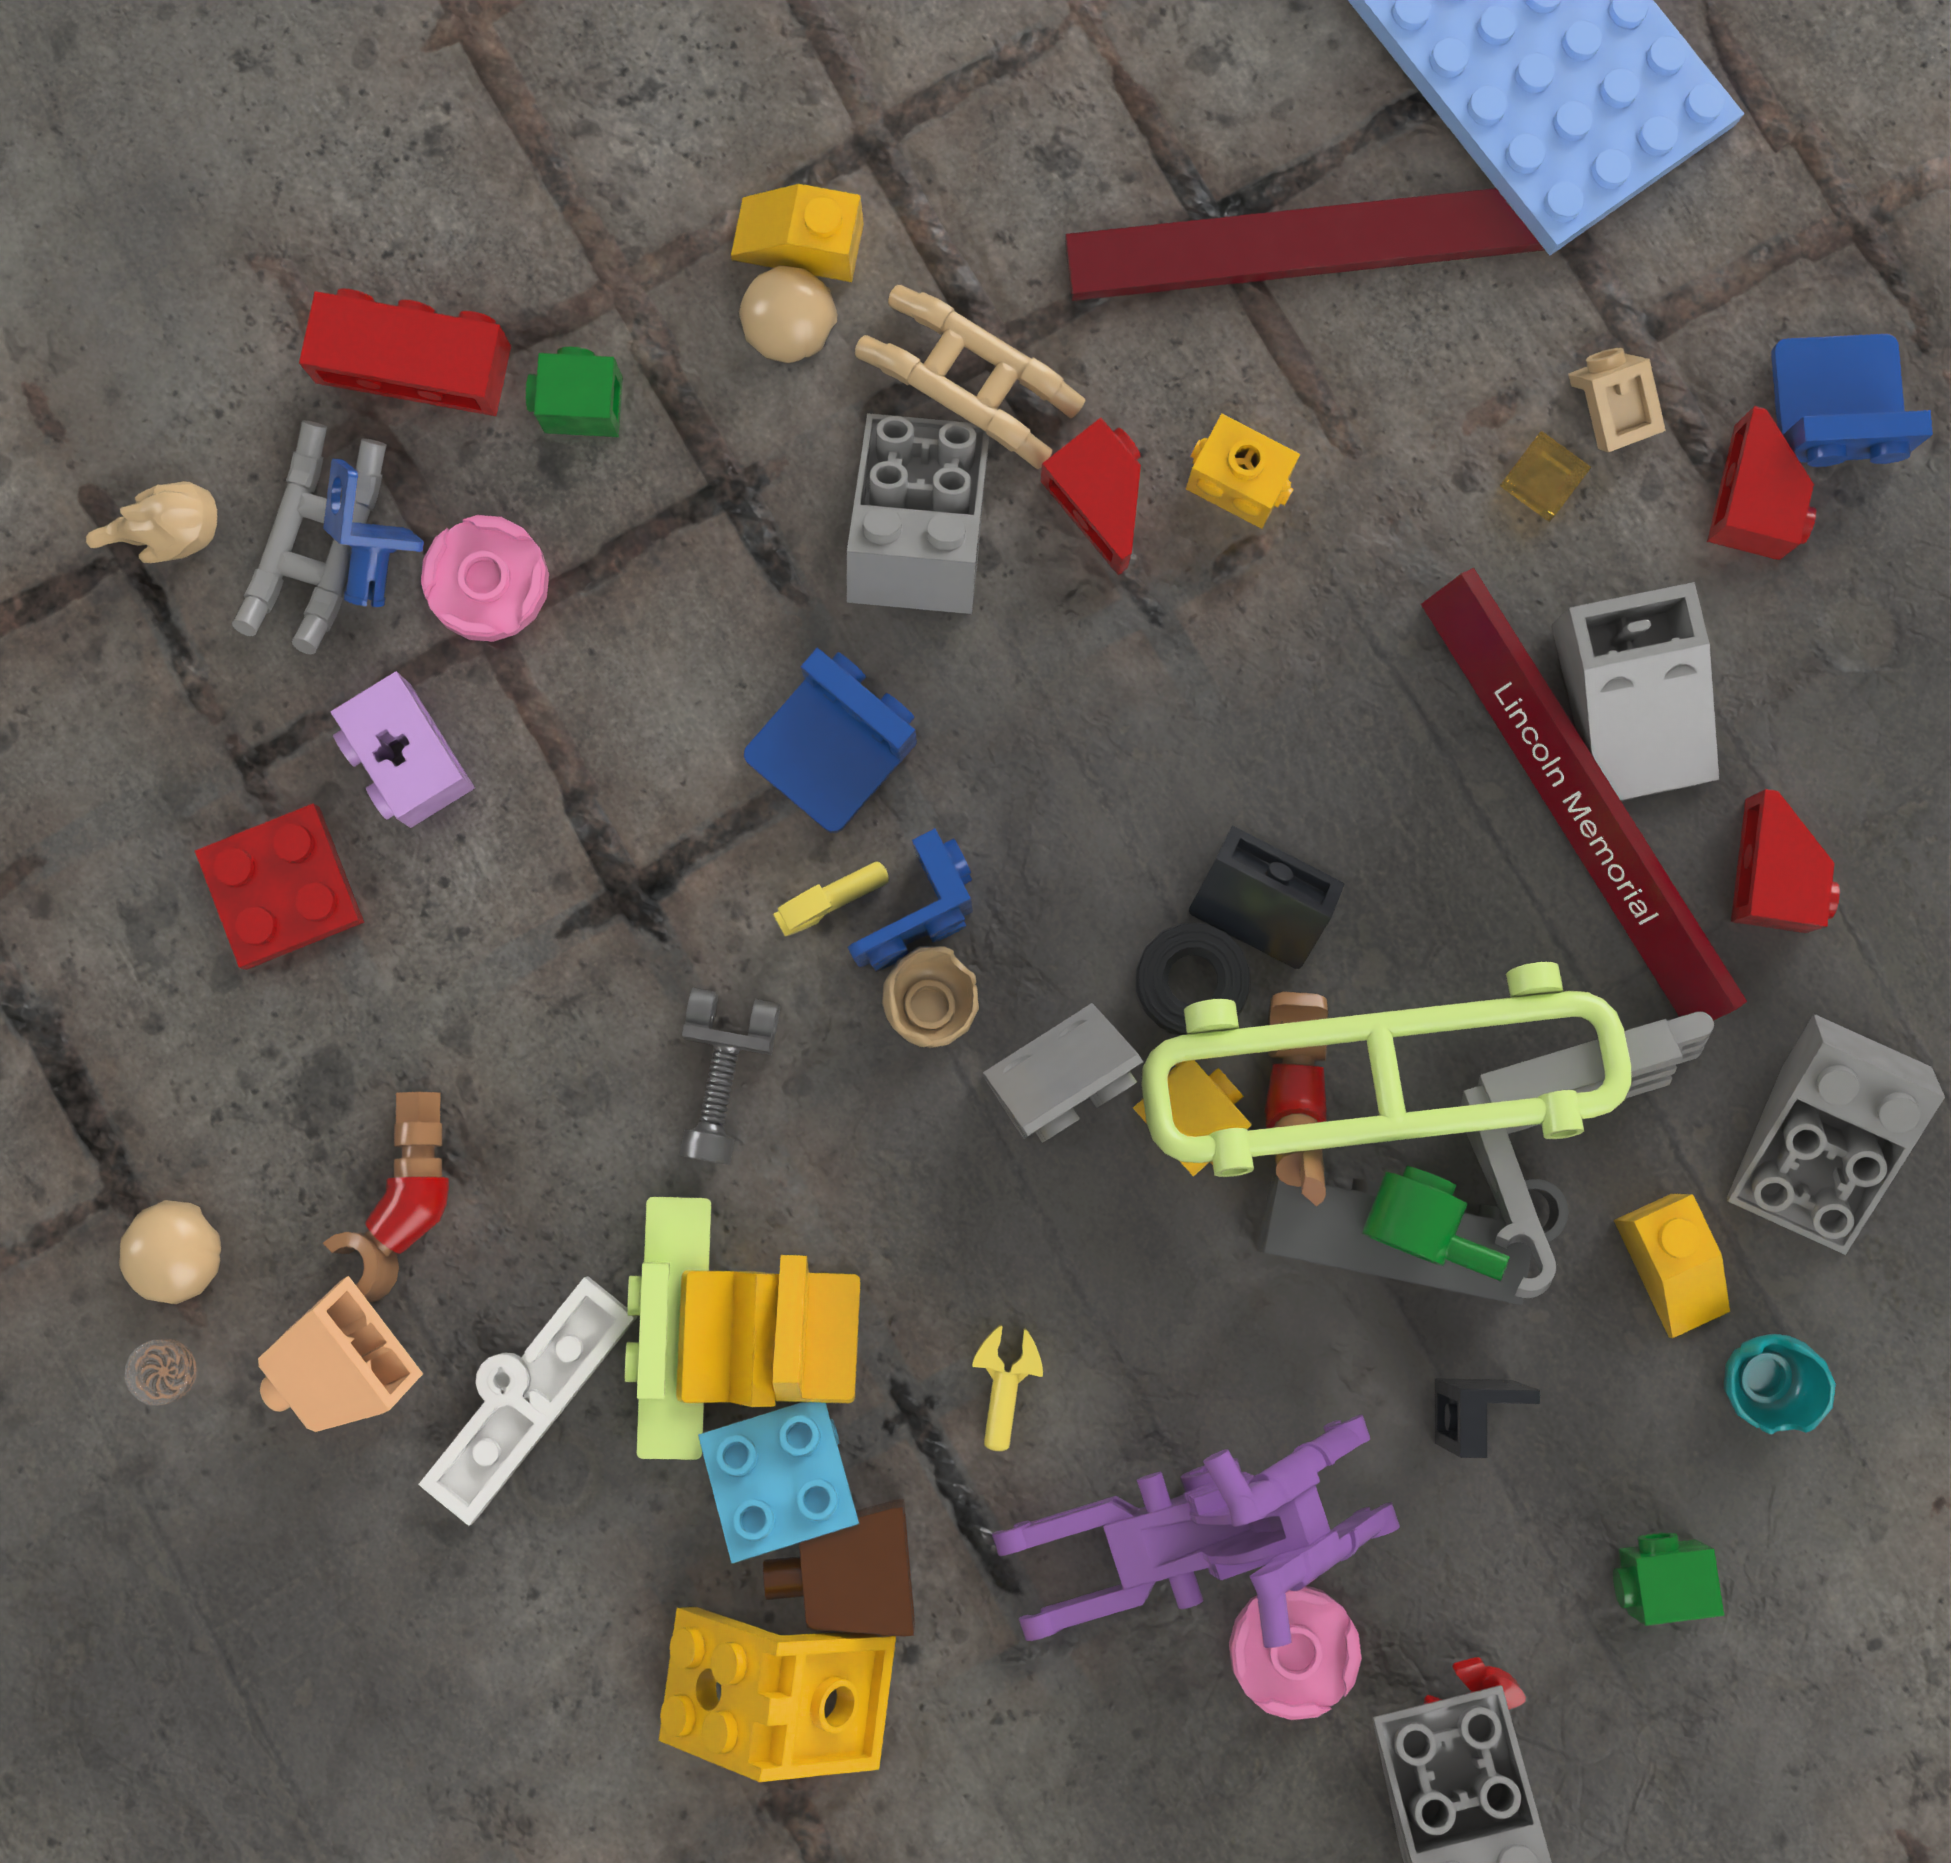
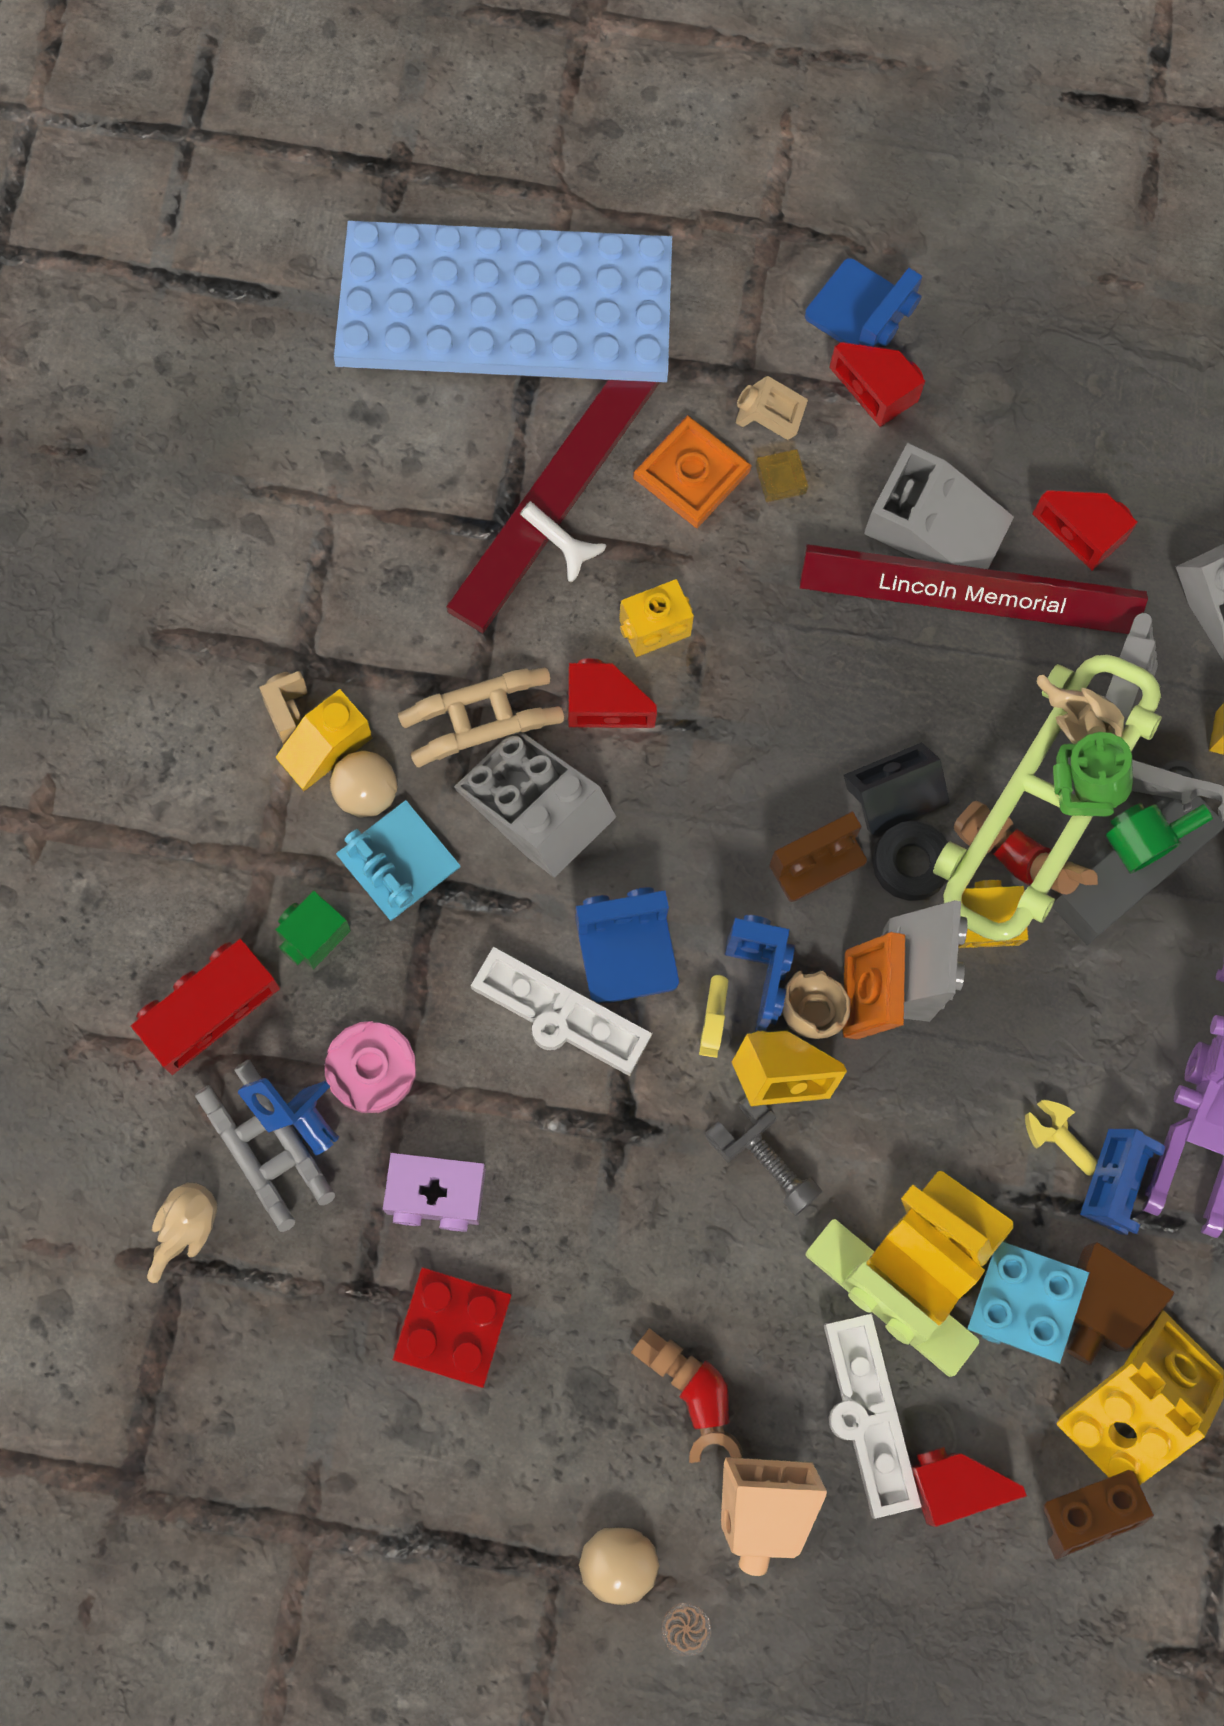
camera: 55 degrees left, 10 degrees down
(523, 1552) = (958, 1486): none -> red slope
(603, 1720) = (1096, 1513): none -> reddish brown bracket
(701, 729) = (560, 1012): none -> white hinge
(733, 420) = (397, 860): none -> medium azure hinge
(800, 140) = (278, 699): none -> tan bracket
(828, 1018) = (785, 1069): none -> yellow slope
(998, 1044) = (875, 985): none -> orange tile
(1000, 1482) = (1119, 1179): none -> blue hinge
(1105, 873) = (818, 858): none -> reddish brown bracket
(1252, 318) = (573, 550): none -> white piece
(1443, 1107) = (1099, 774): none -> bright green piece
(1464, 372) = (692, 471): none -> orange tile
(1510, 1050) = (1085, 711): none -> tan piece

